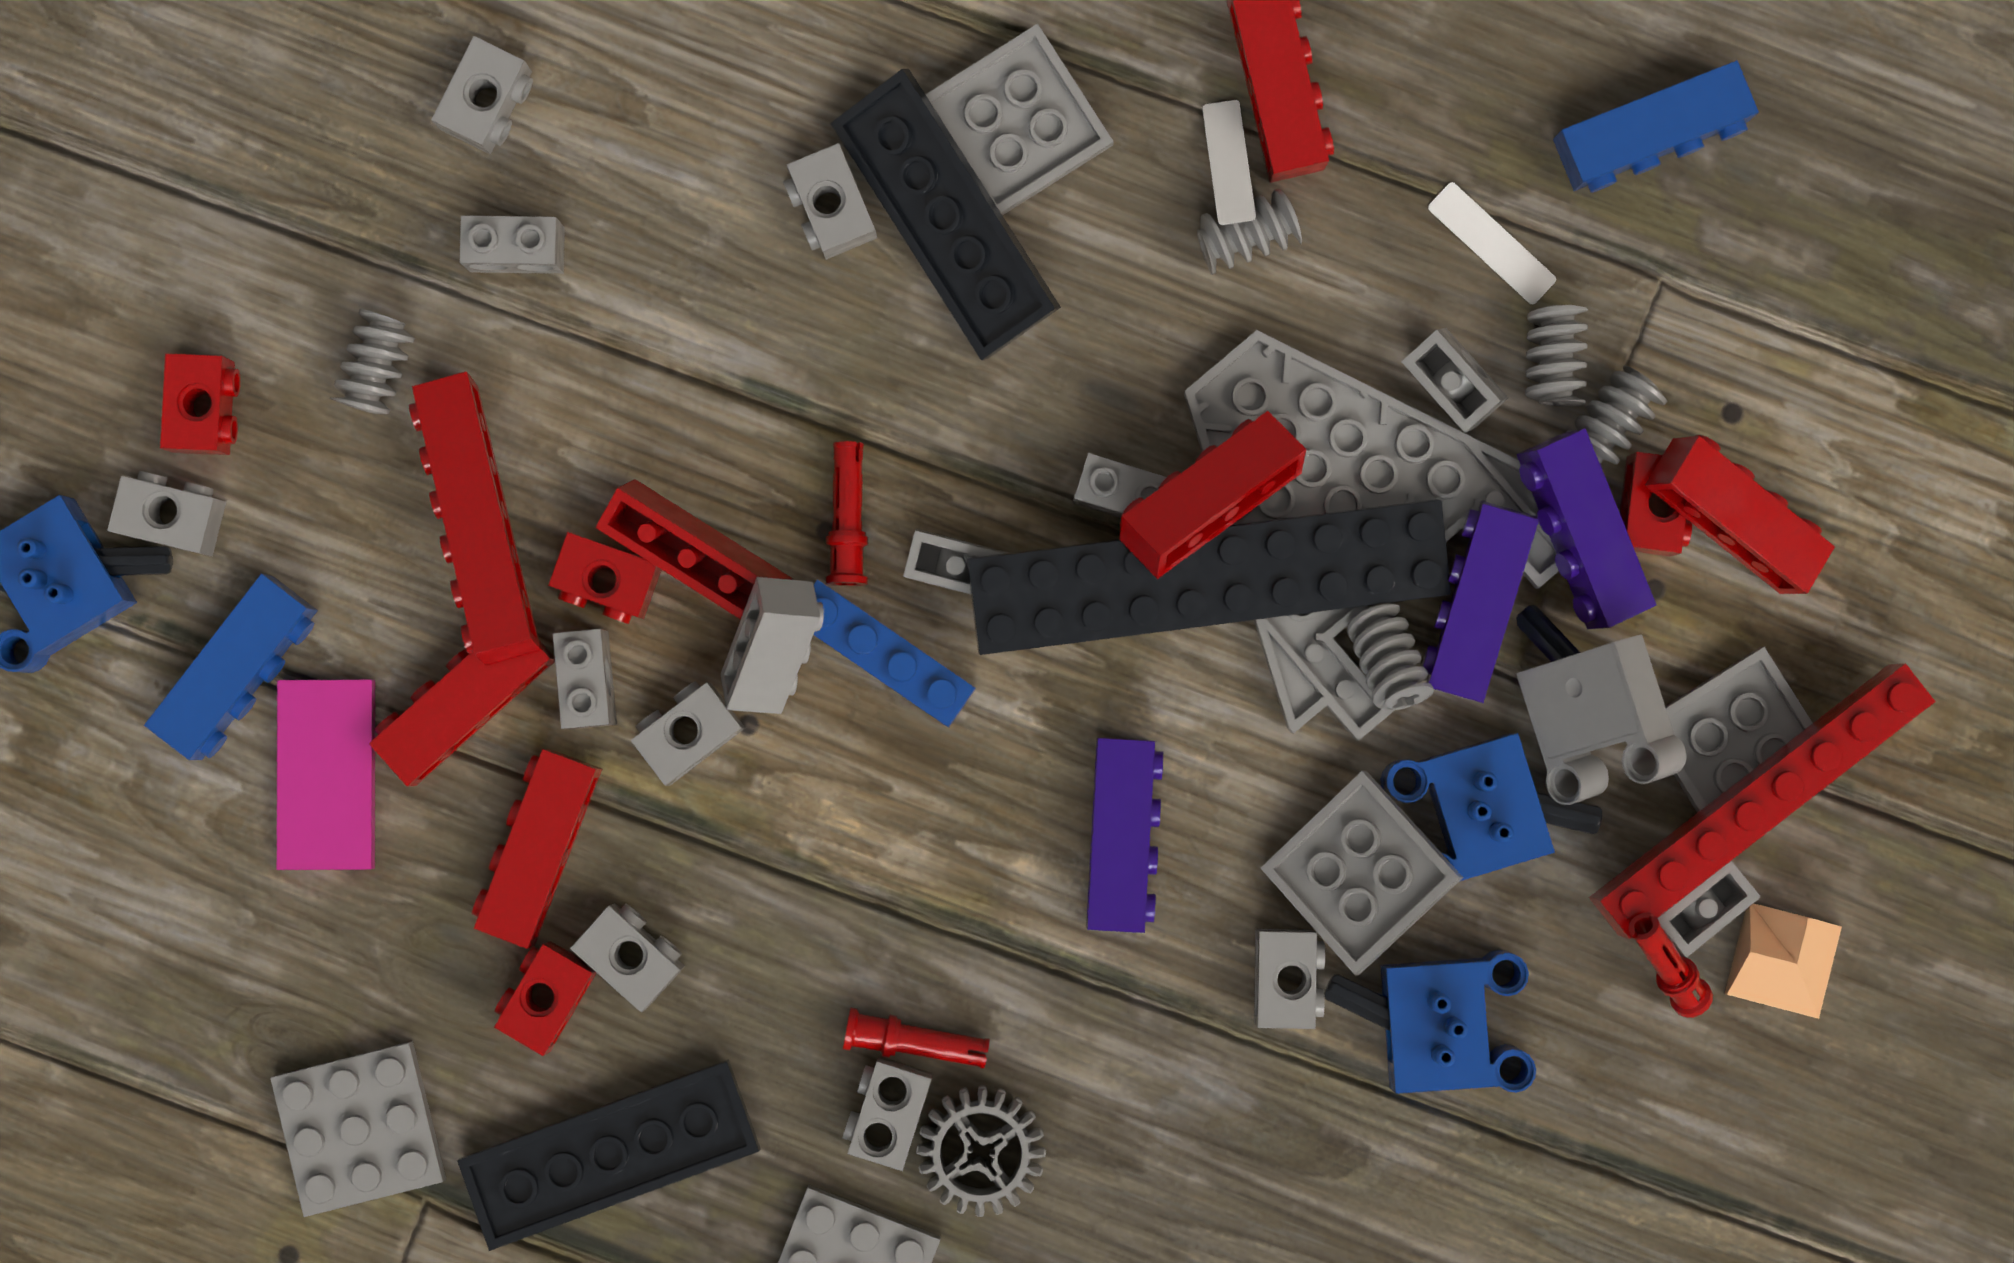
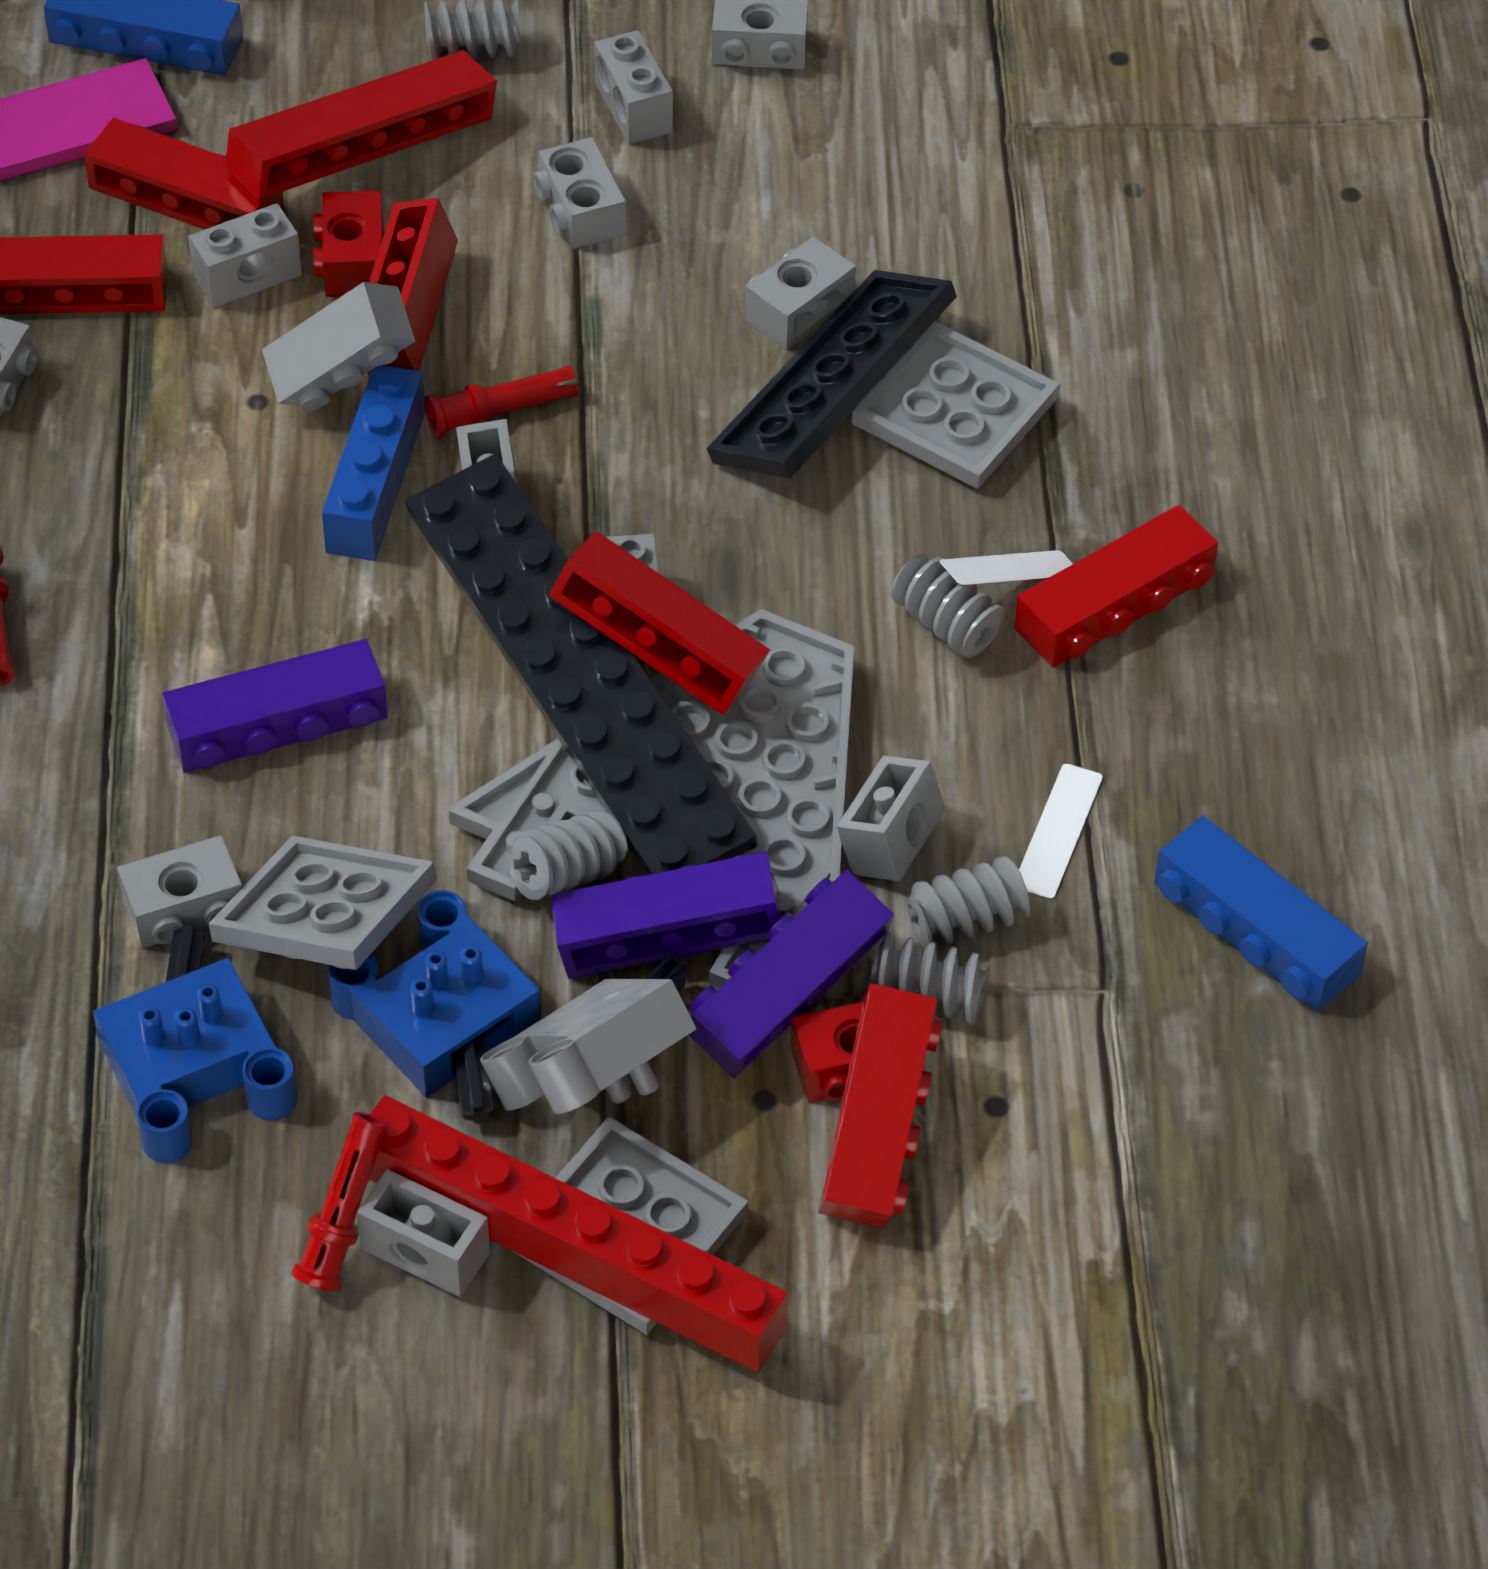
camera: 65 degrees right, 35 degrees down
(628, 334) = (580, 193): none -> light grey brick
(715, 728) = (222, 345): light grey brick -> none
(1783, 960) = (399, 1357): light nougat slope -> none

